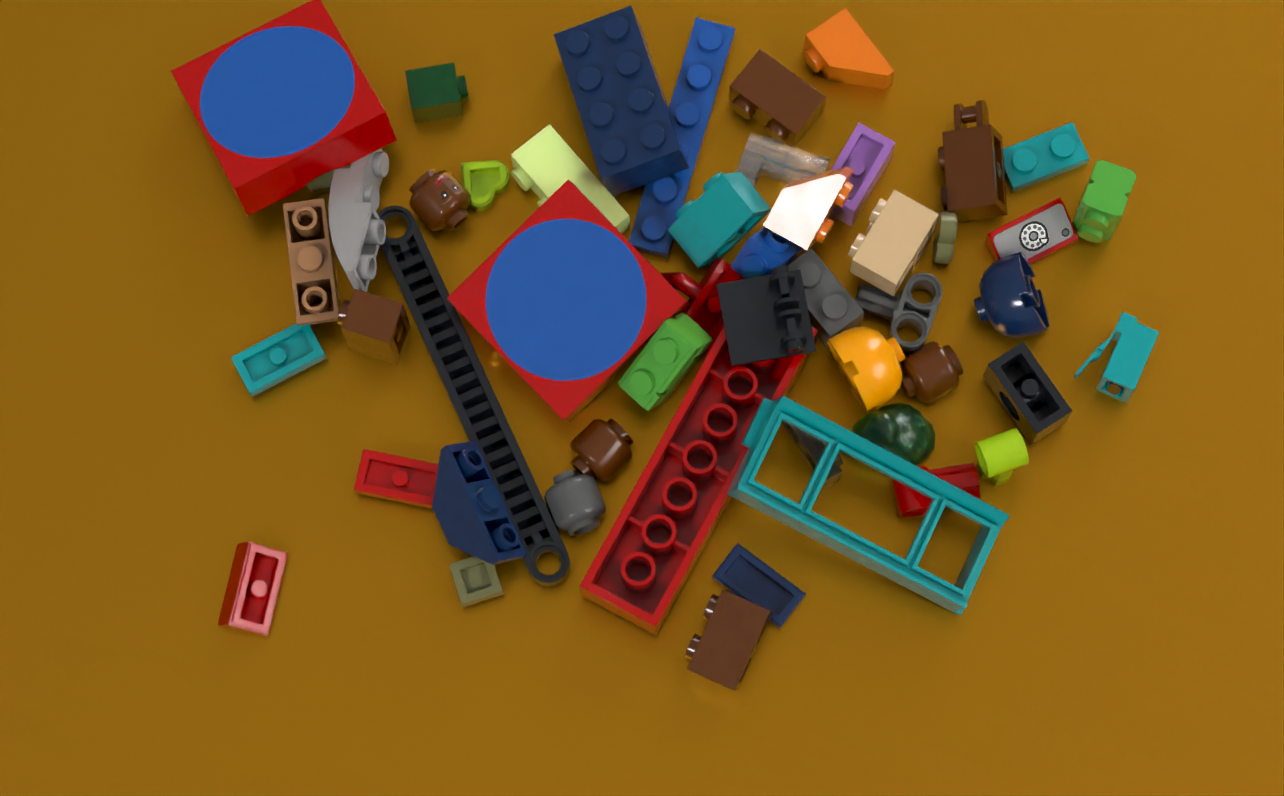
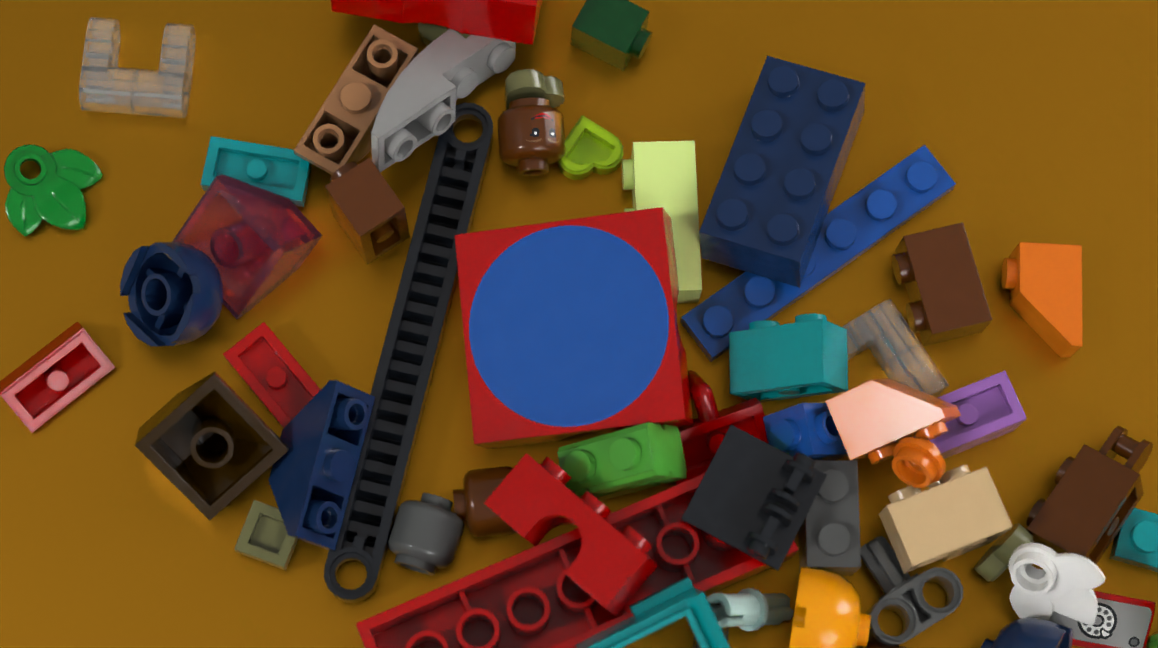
camera: 30 degrees right, 0 degrees up
(152, 366) = (131, 90): none -> clear connector
(155, 475) = (51, 195): none -> green plate
(290, 475) = (171, 293): none -> dark blue cylinder
(308, 409) = (250, 238): none -> clear pink slope
(393, 548) = (209, 444): none -> dark brown slope
(413, 168) = (533, 84): none -> olive tile
(634, 420) = (609, 562): none -> red arch
(818, 389) = (751, 609): none -> light aqua axle
(850, 218) = (917, 462): none -> orange plate
(995, 232) = (1060, 585): none -> white plate

